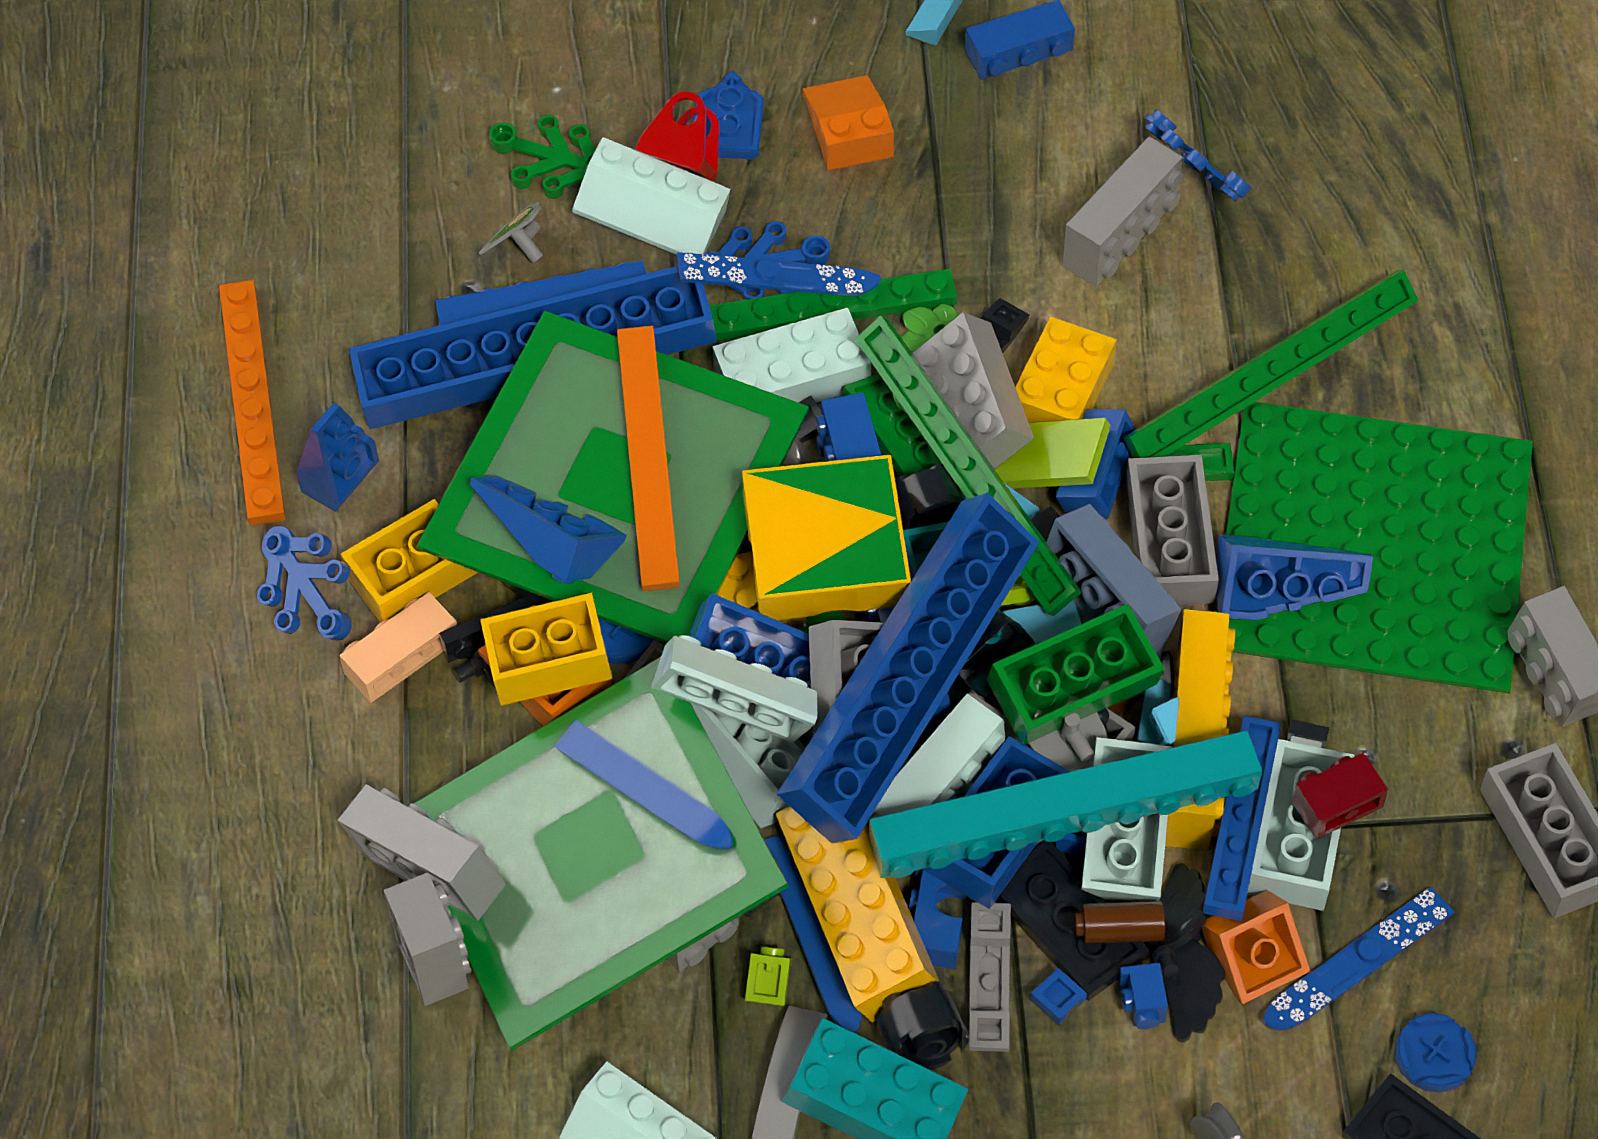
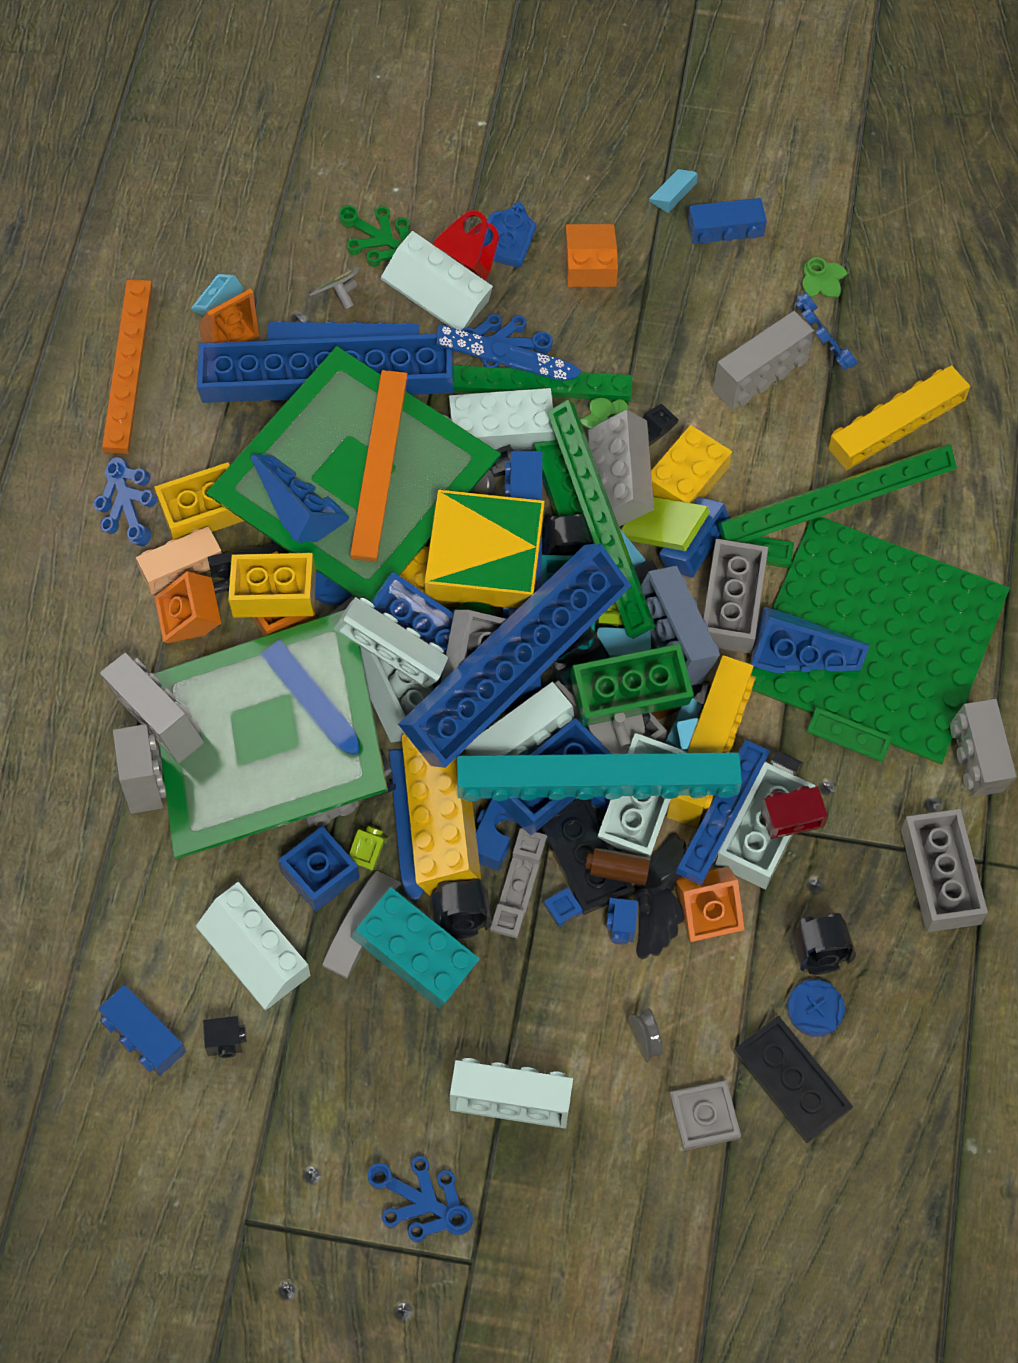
camera: 10 degrees right, 5 degrees up
(335, 458) = (169, 418): blue wedge -> none
(352, 283) = (219, 291): none -> medium azure slope
(385, 309) = (231, 320): none -> orange slope
(428, 709) = (187, 608): none -> orange slope
(711, 1019) = (318, 868): none -> blue brick
(1171, 89) = (824, 279): none -> bright green plate
(1322, 249) = (898, 417): none -> yellow brick
(1357, 961) = (774, 931): blue piece -> none
(1377, 680) = (849, 734): none -> green tile
(1423, 963) = (823, 944): none -> black brick

